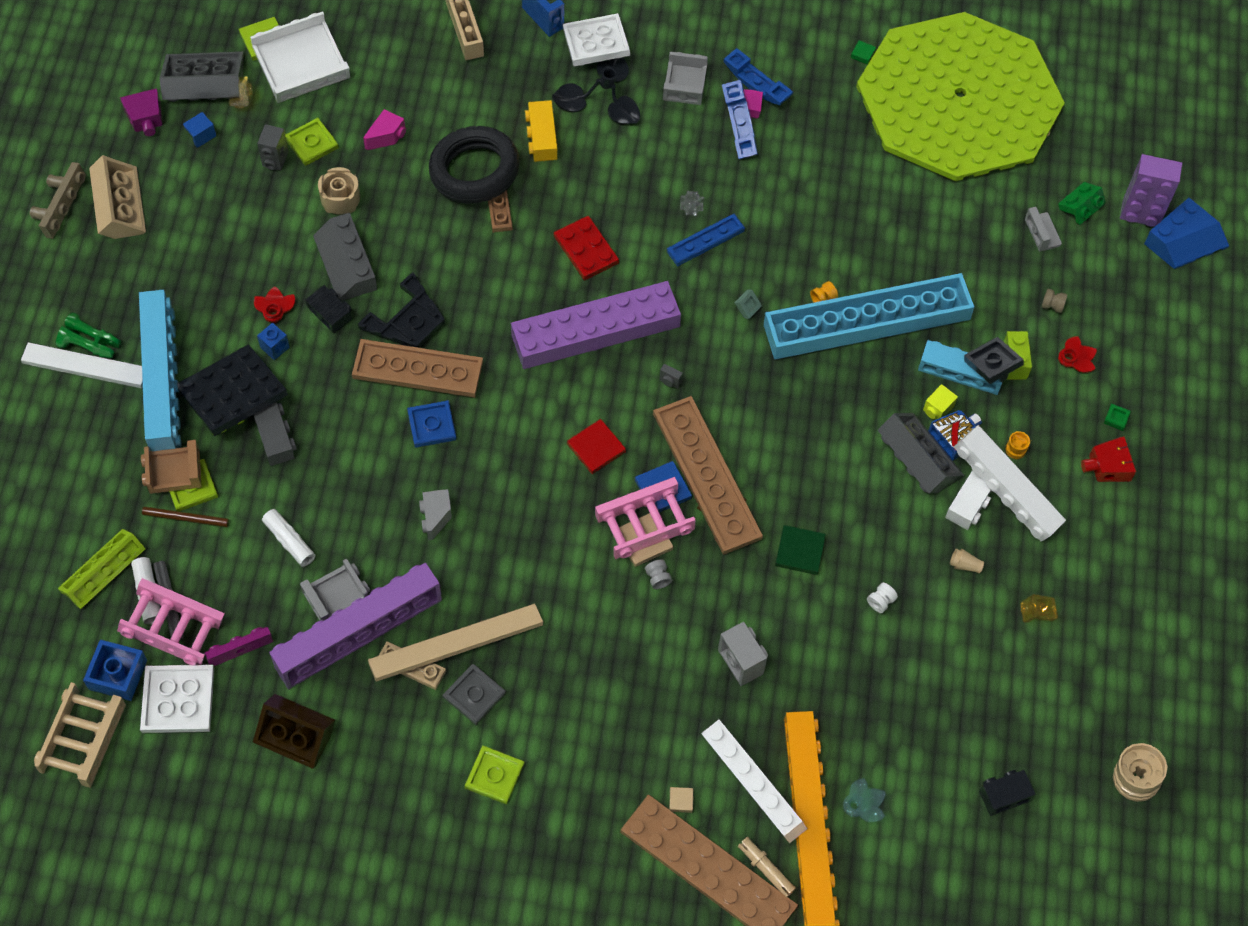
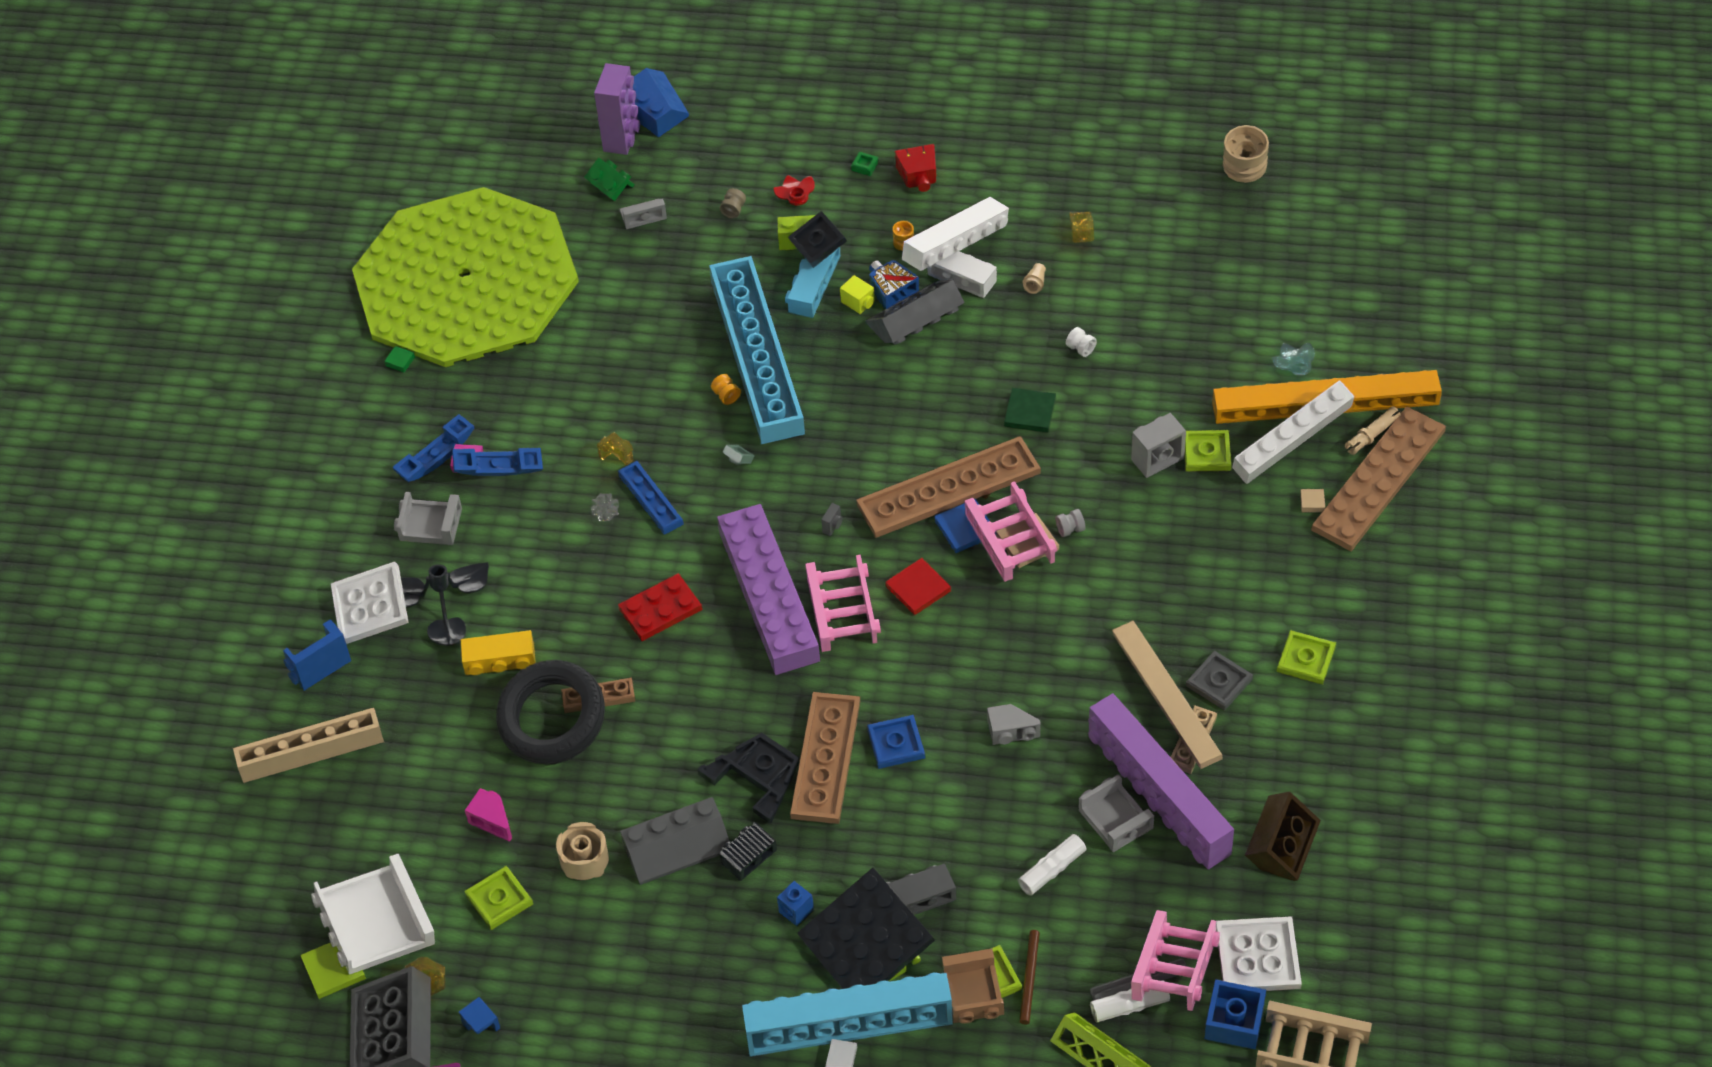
camera: 85 degrees left, 10 degrees down
(238, 646) = (1189, 897): magenta tile -> none
(273, 147) = (518, 925): dark grey brick -> none
(275, 303) = (737, 913): red plate -> none
(573, 364) = (823, 615): none -> bright pink fence
(747, 706) = (1207, 451): none -> lime tile
(758, 211) = (614, 444): none -> clear yellow bracket
(1006, 792) = (1273, 252): black brick -> none

